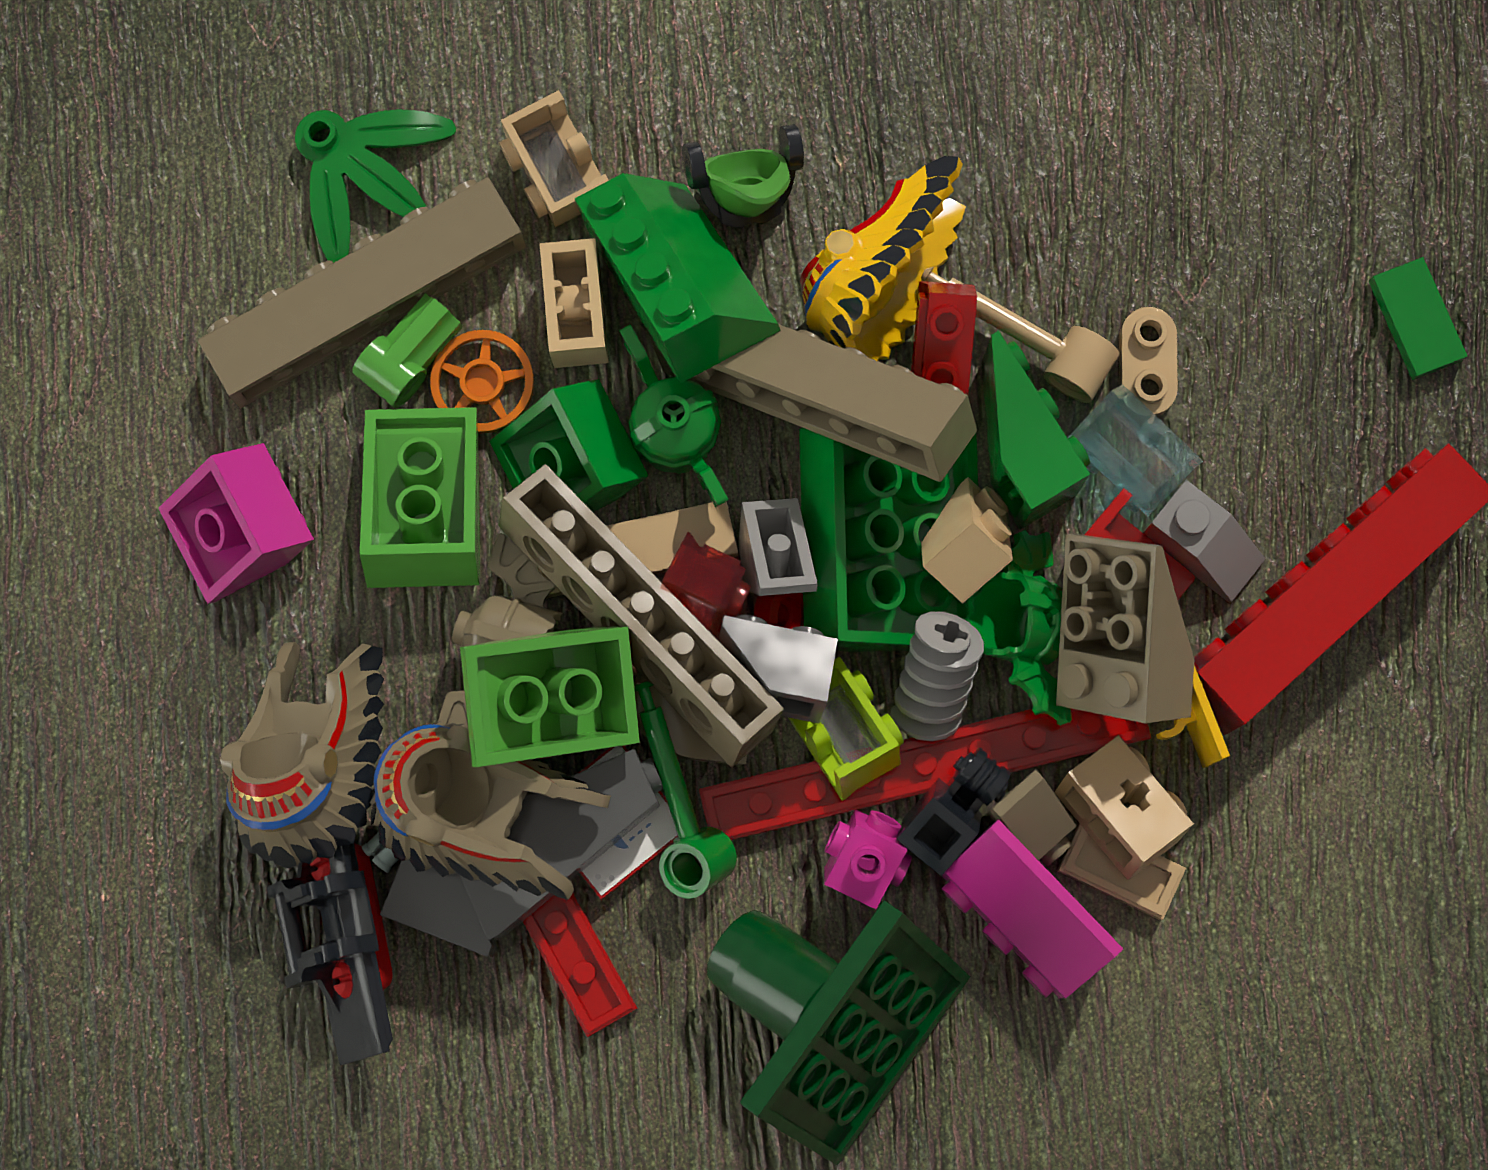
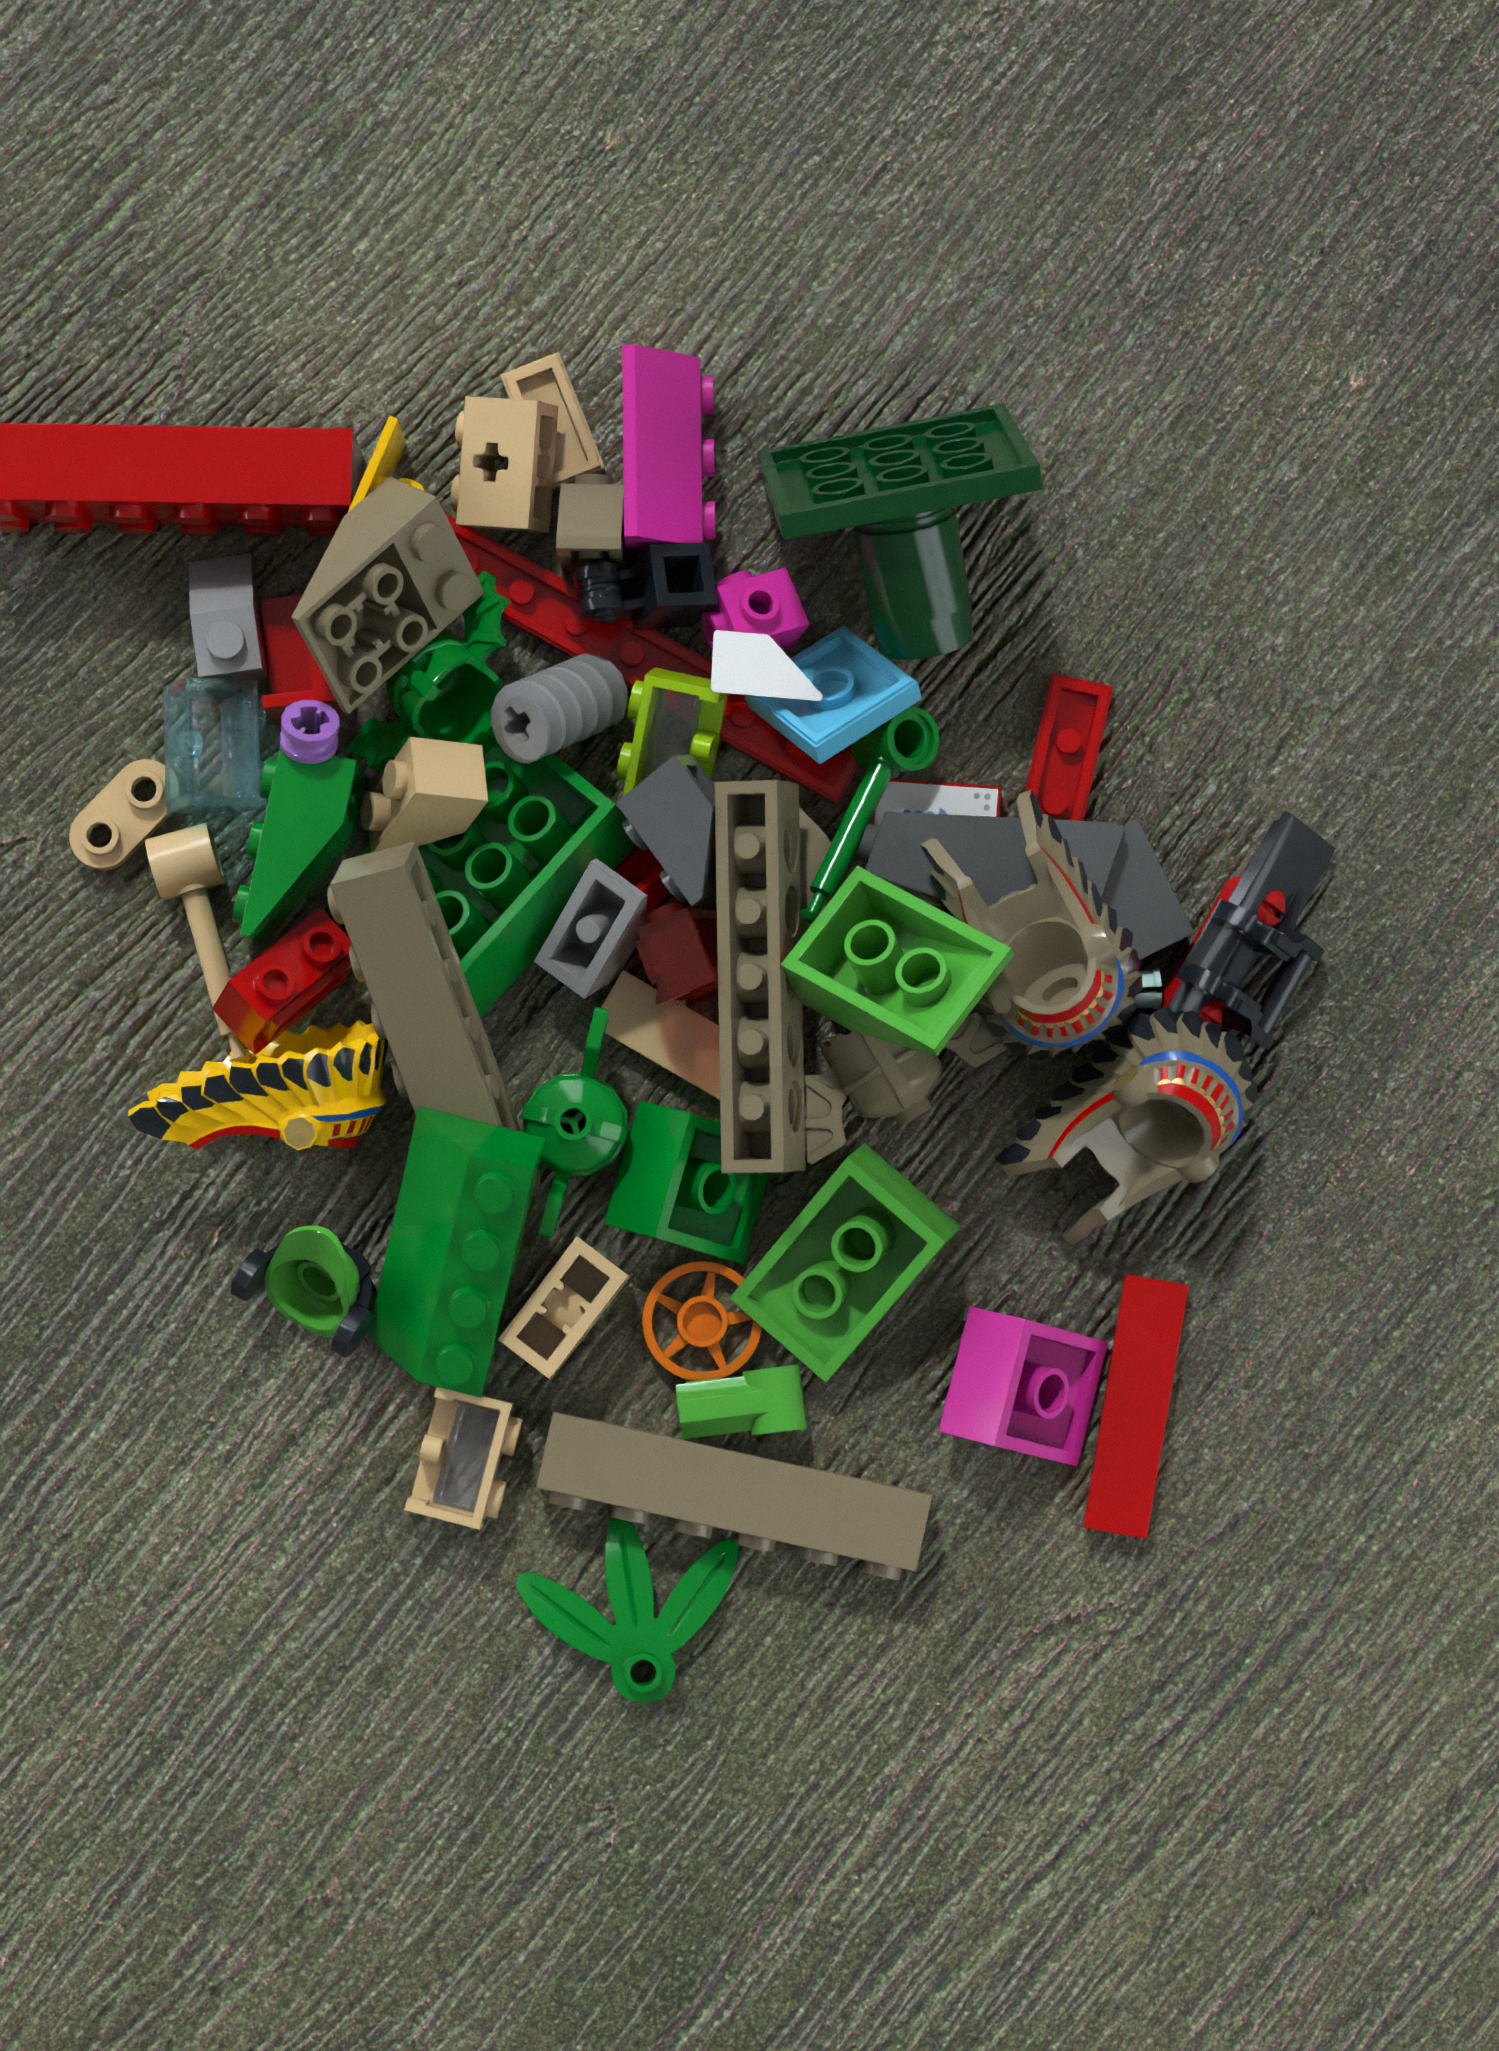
camera: 140 degrees left, 5 degrees up
(153, 579) = (1135, 1406): none -> red tile
(765, 851) = (857, 690): none -> medium azure tile
(829, 818) = (756, 667): none -> white sticker
(1091, 510) = (309, 716): none -> medium lavender bush

